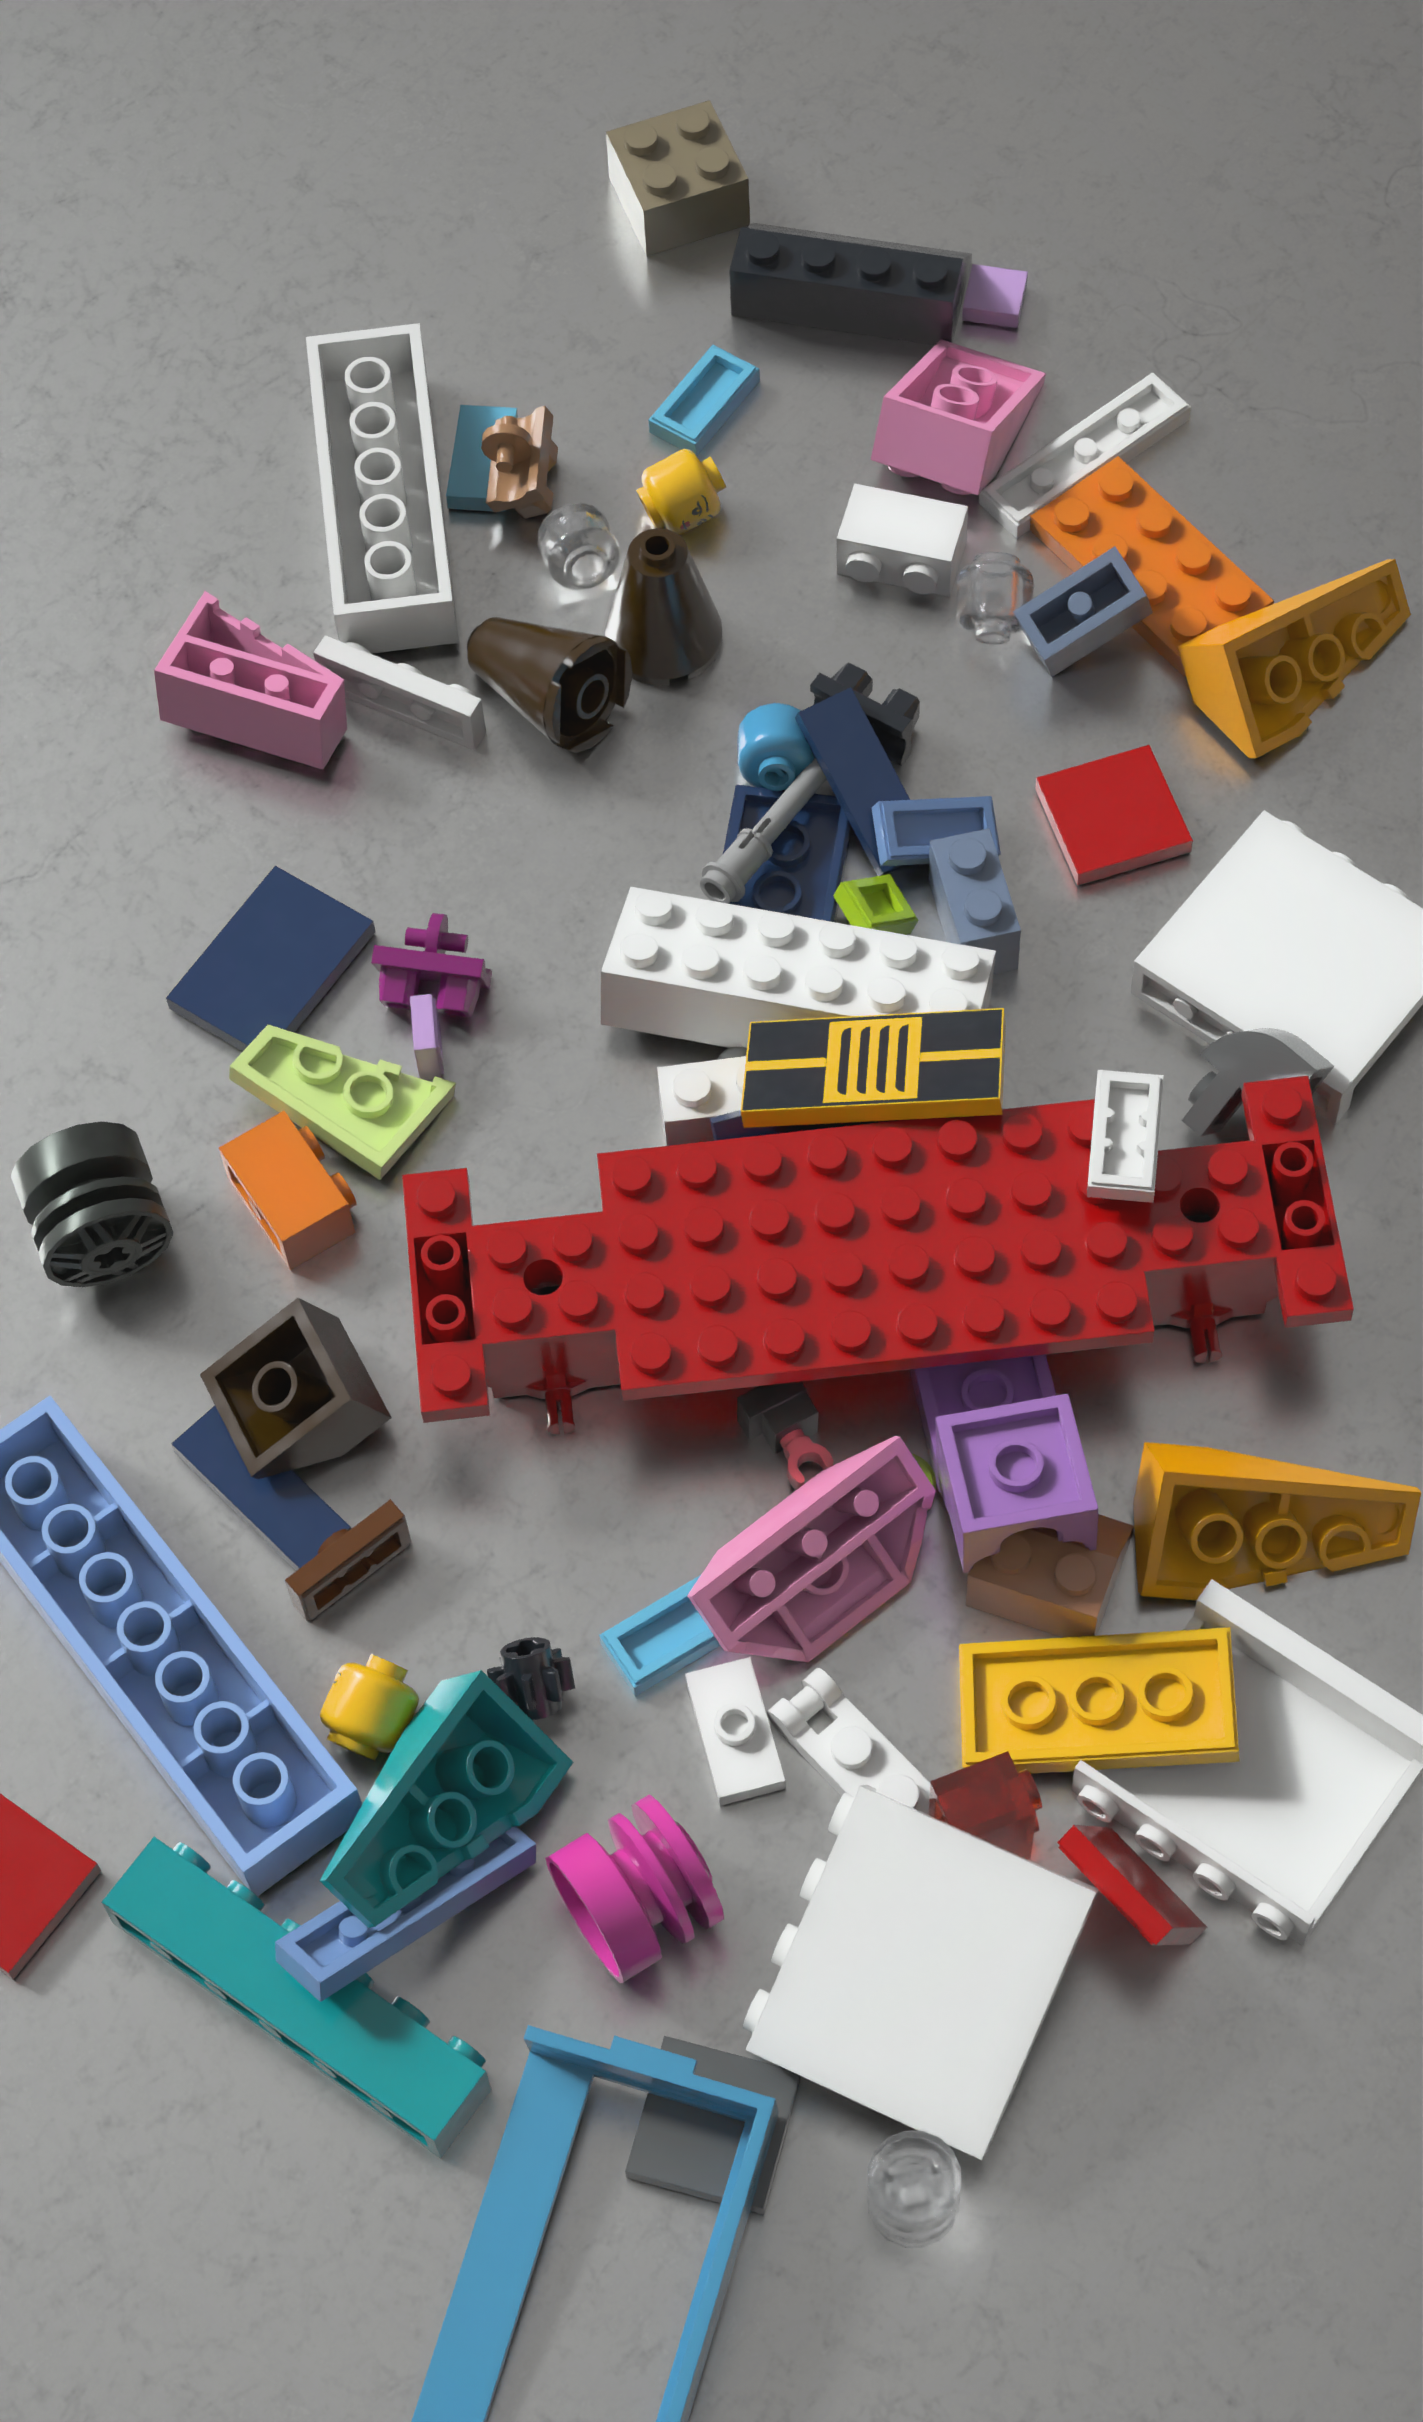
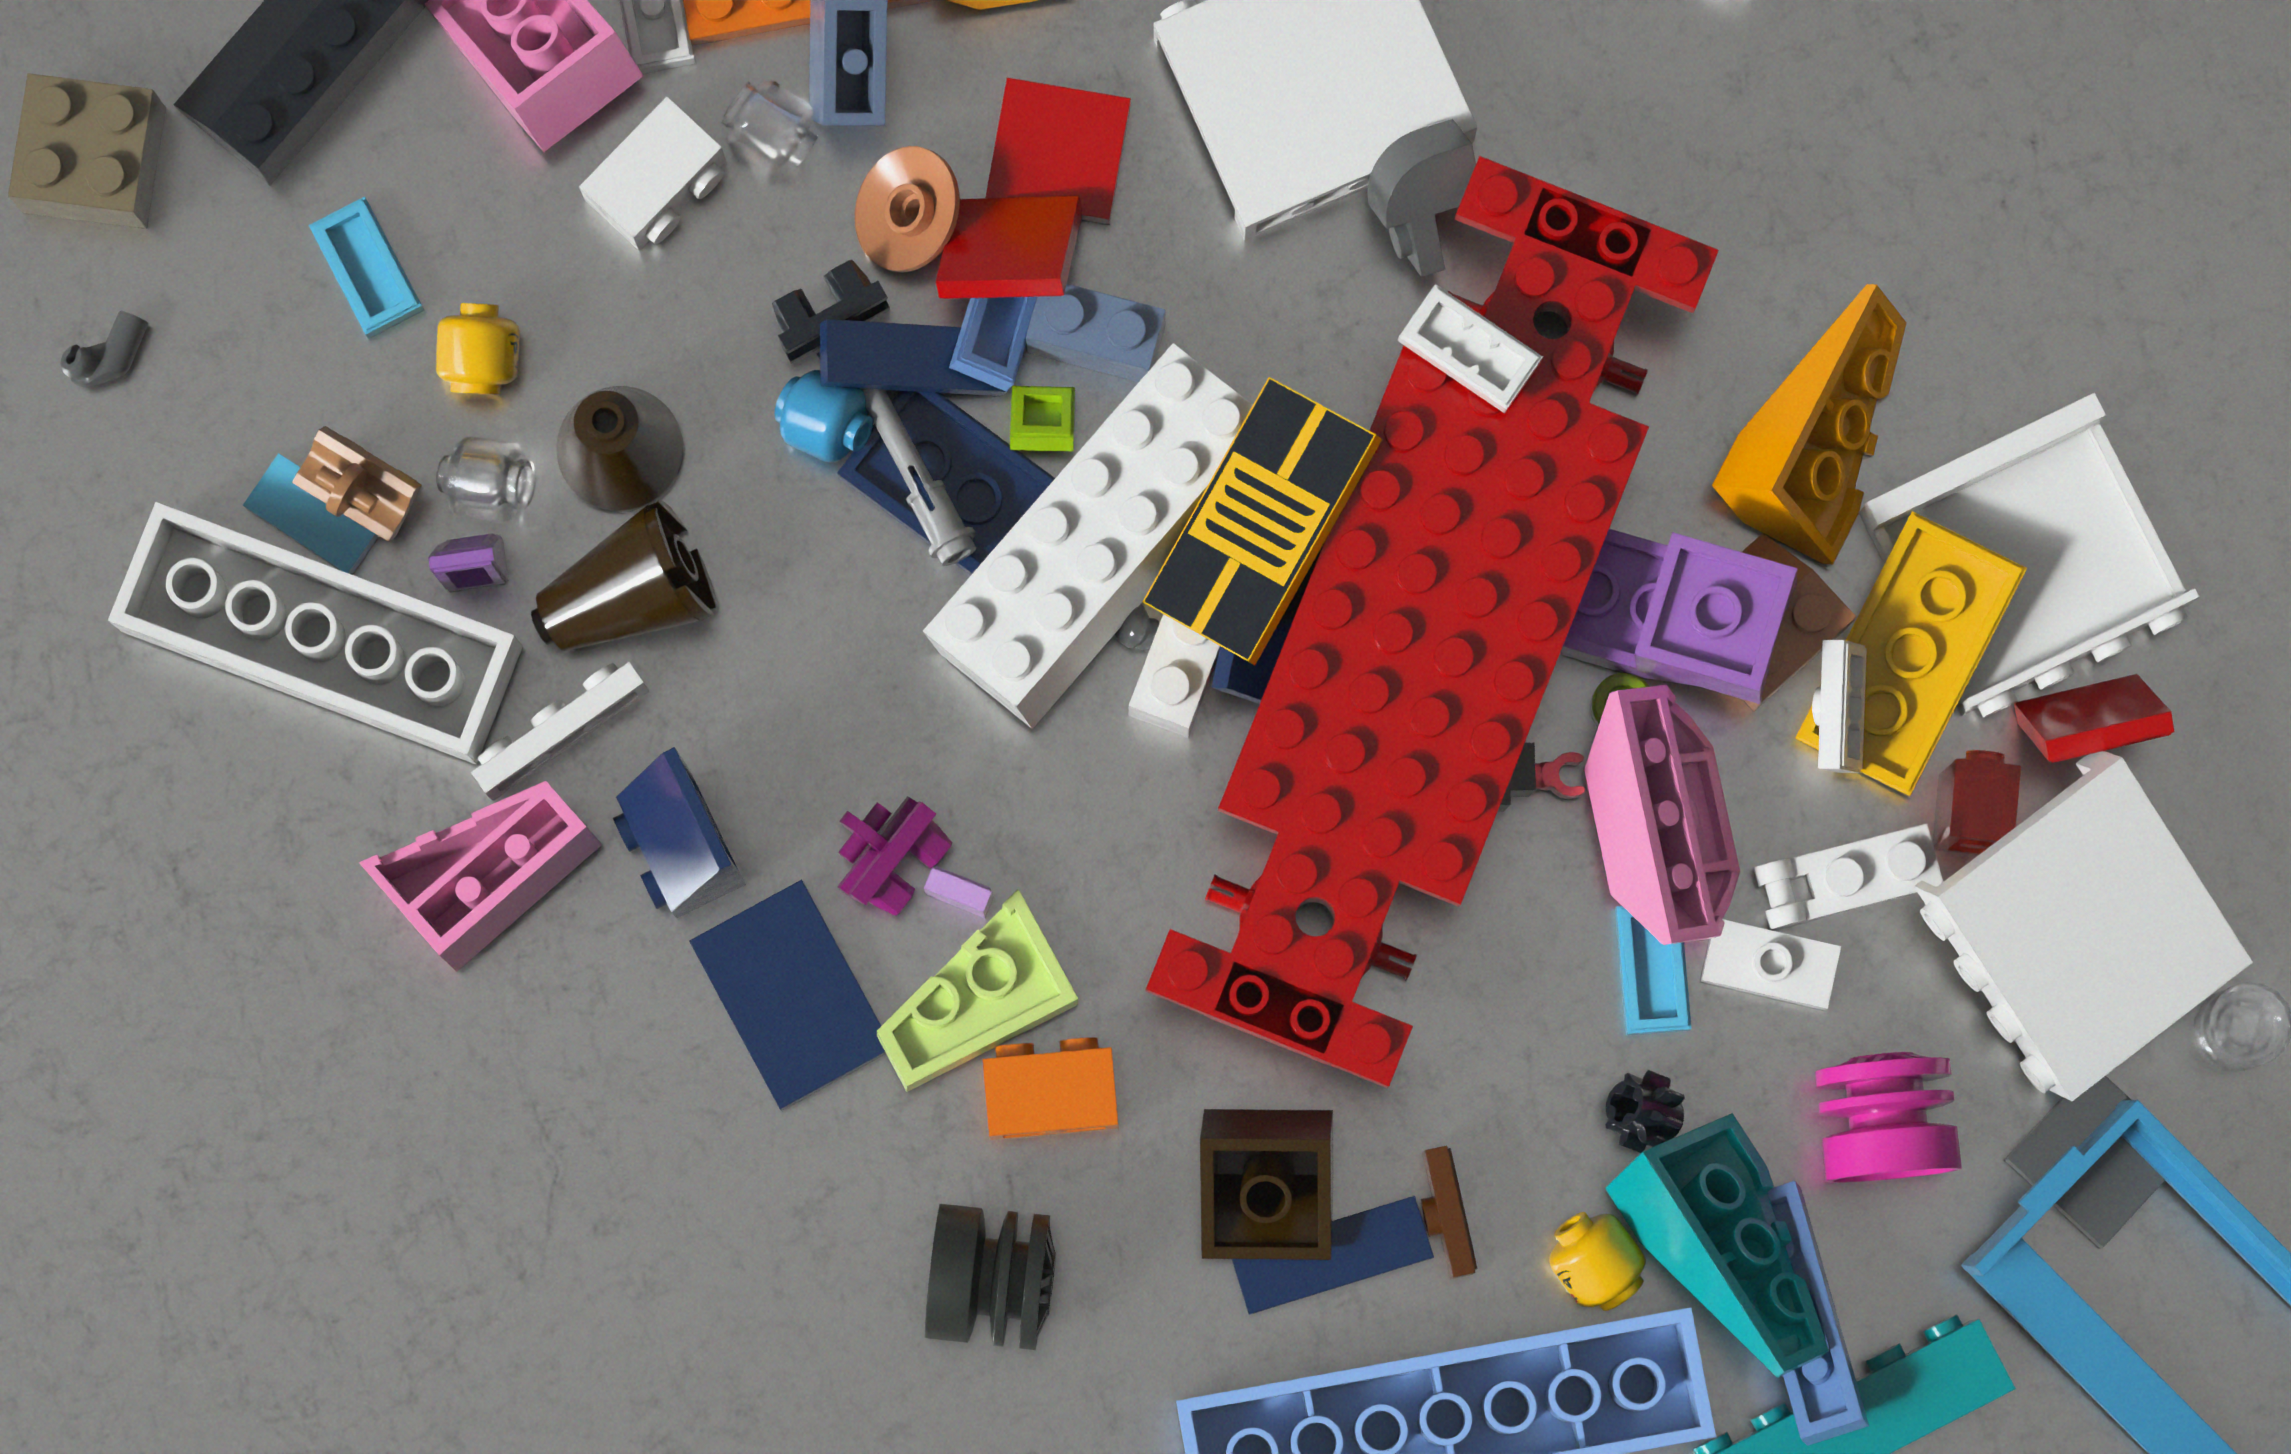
camera: 65 degrees left, 20 degrees up
(360, 805) = (677, 836): none -> dark blue slope
(499, 561) = (470, 562): none -> medium lavender slope
(525, 273) = (108, 359): none -> dark grey arm
(989, 723) = (889, 204): none -> nougat dish
(1001, 799) = (1010, 248): none -> red tile
(1005, 1650) = (1840, 706): none -> white plate

